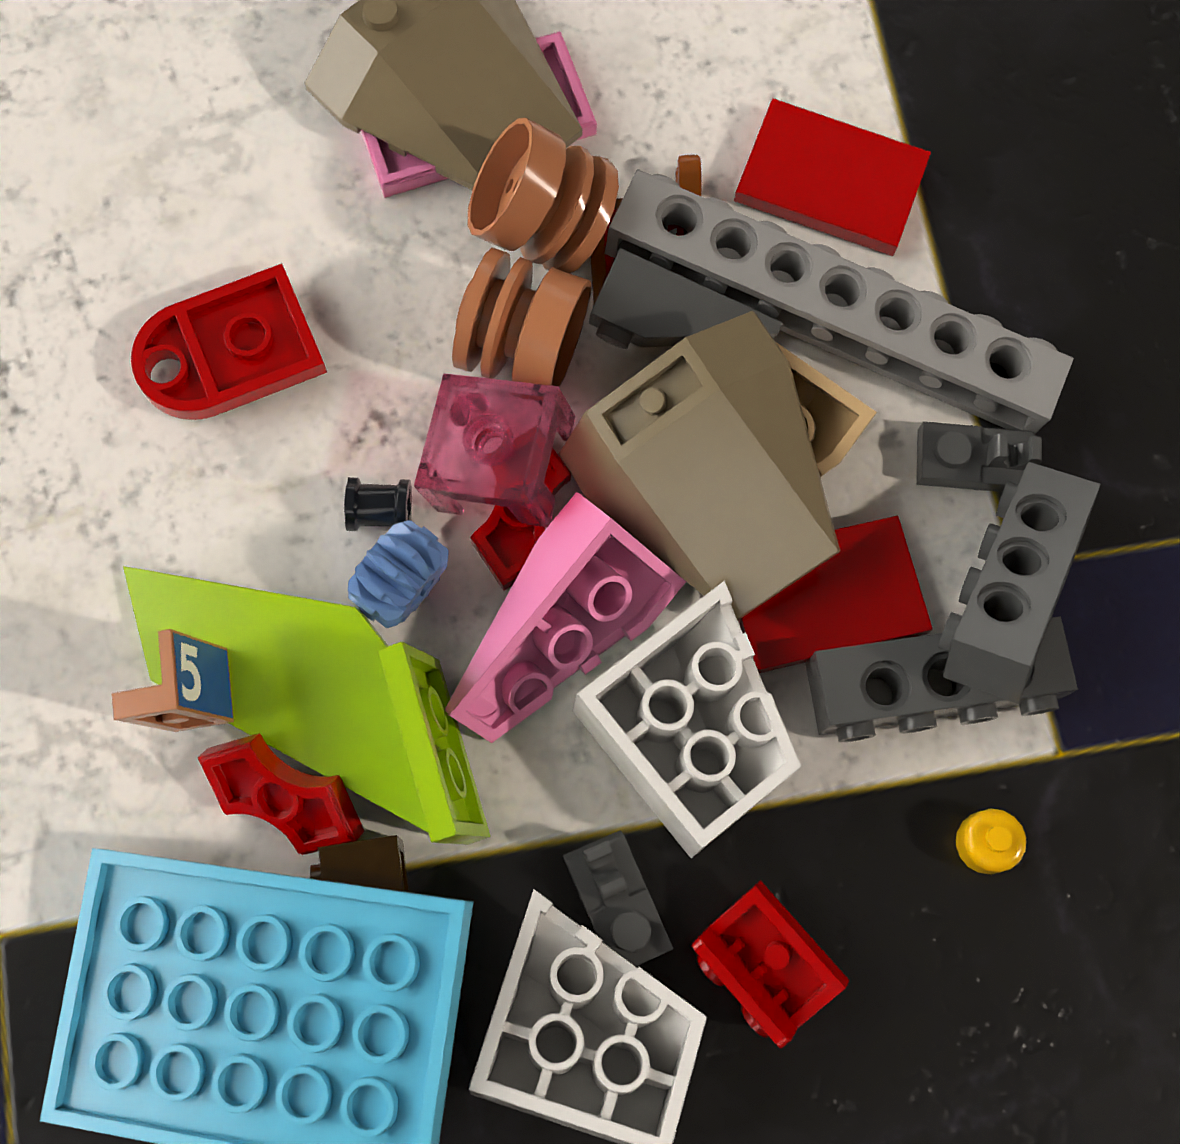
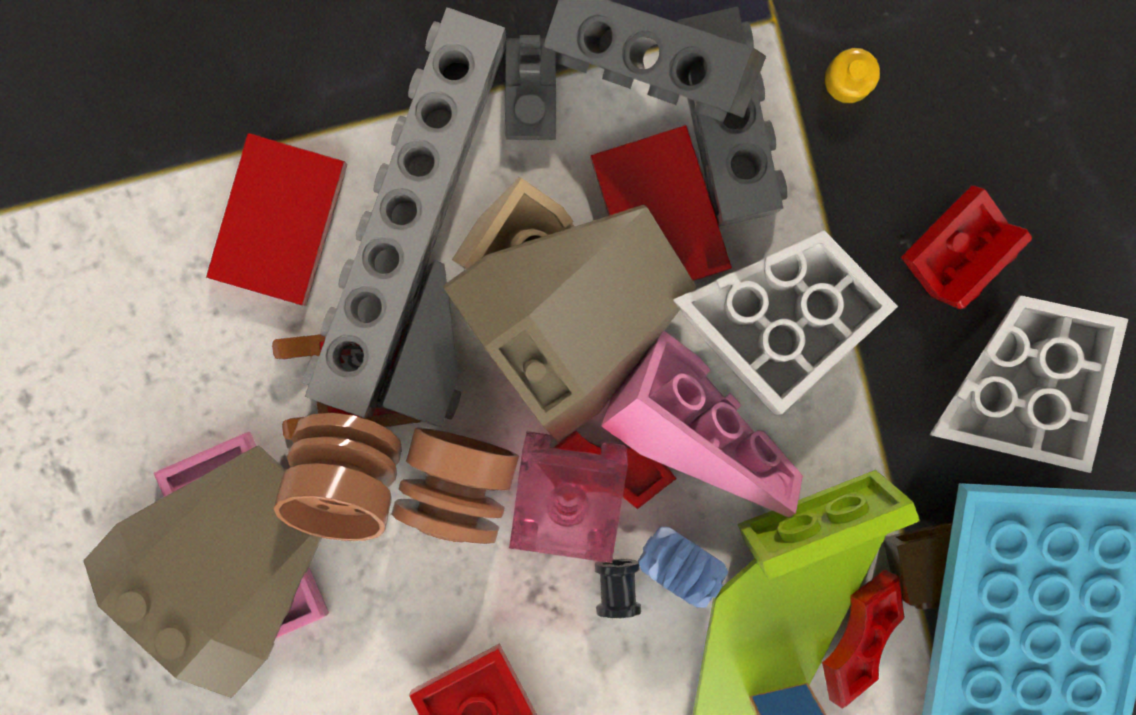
camera: 85 degrees left, 15 degrees up
(617, 899) = (920, 367): dark grey plate -> none

